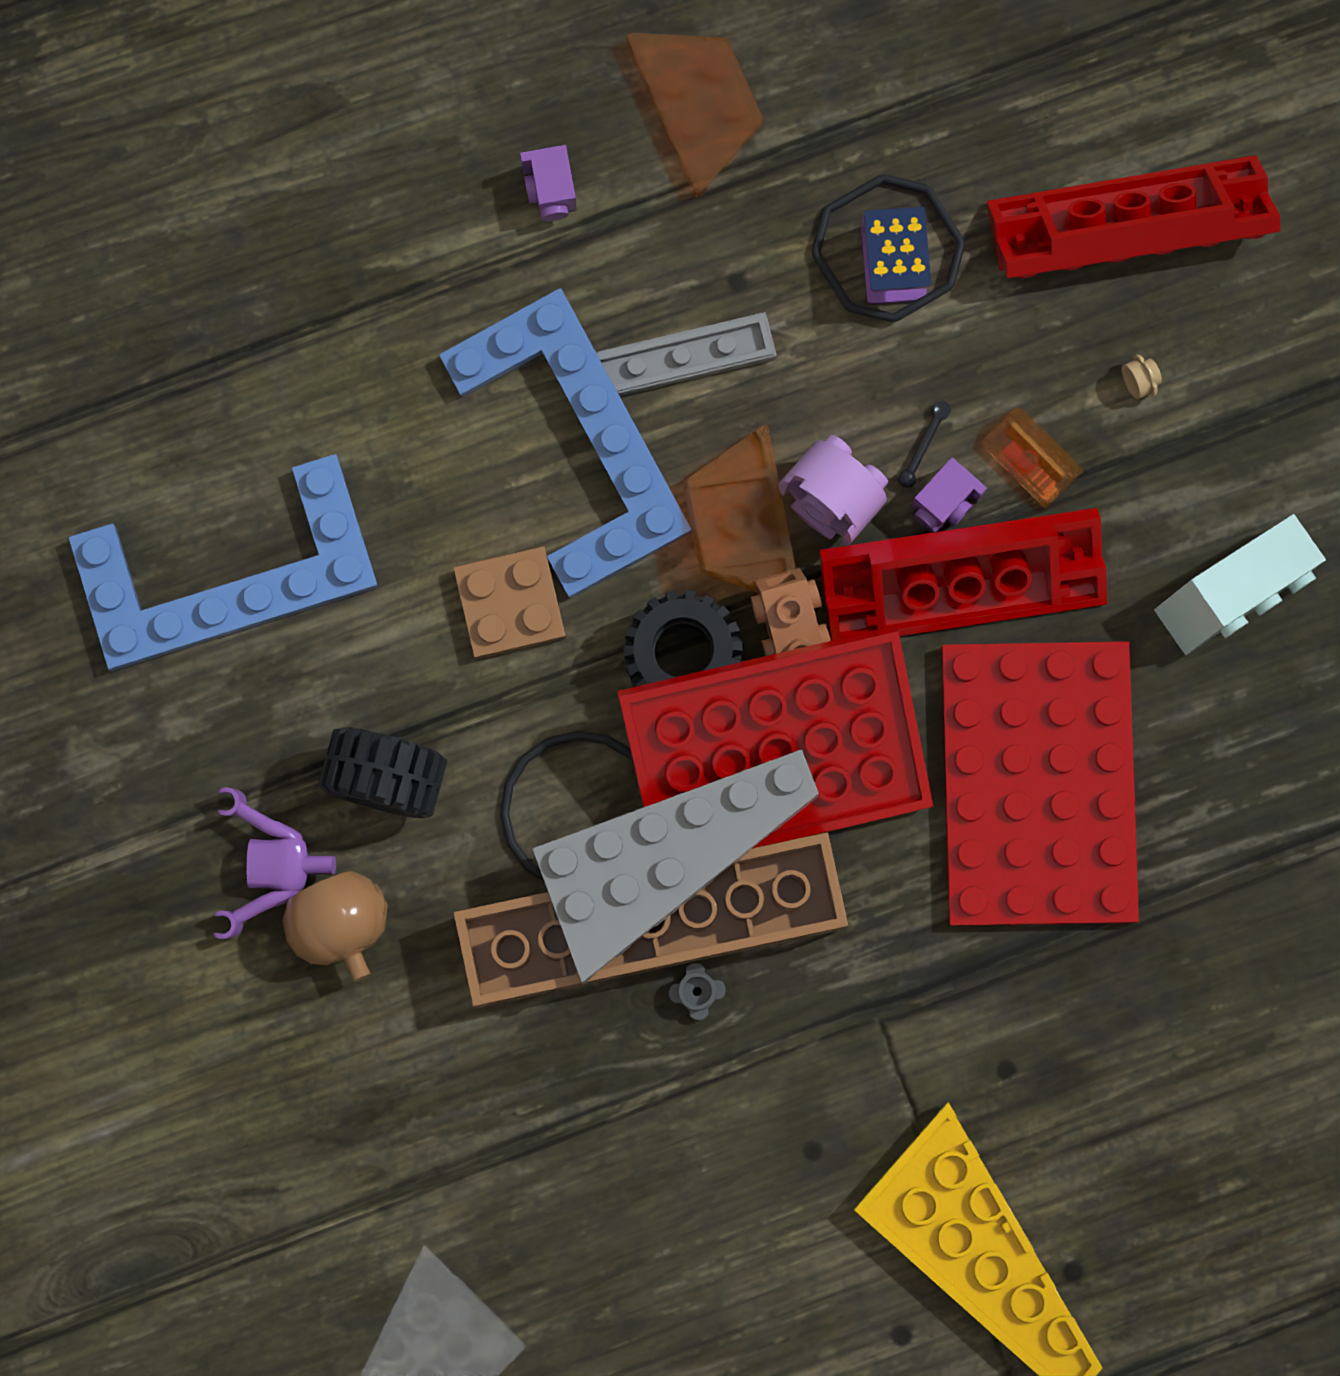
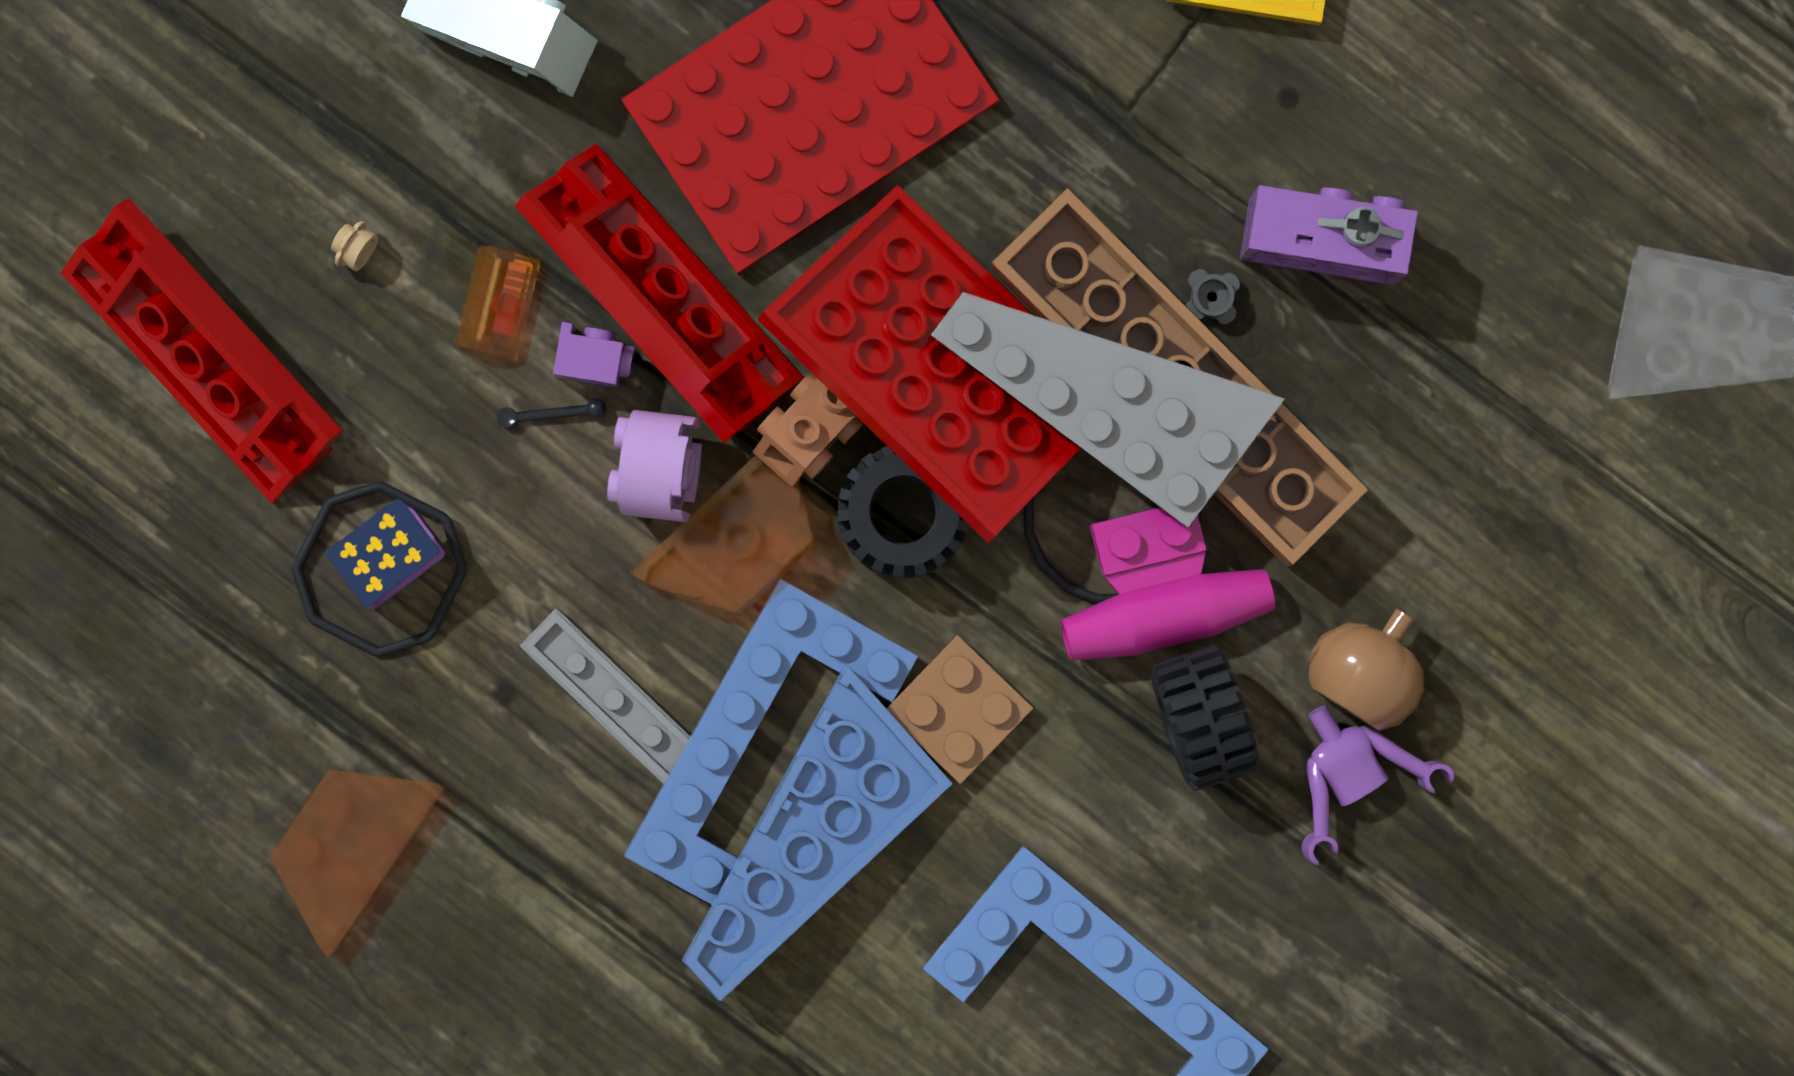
camera: 125 degrees left, 5 degrees up
(492, 458) = (832, 813): none -> medium blue wing
(499, 806) = (1160, 590): none -> dark pink plate
(550, 183) = (525, 934): medium lavender brick -> none
(687, 1106) = (1329, 233): none -> medium lavender piece

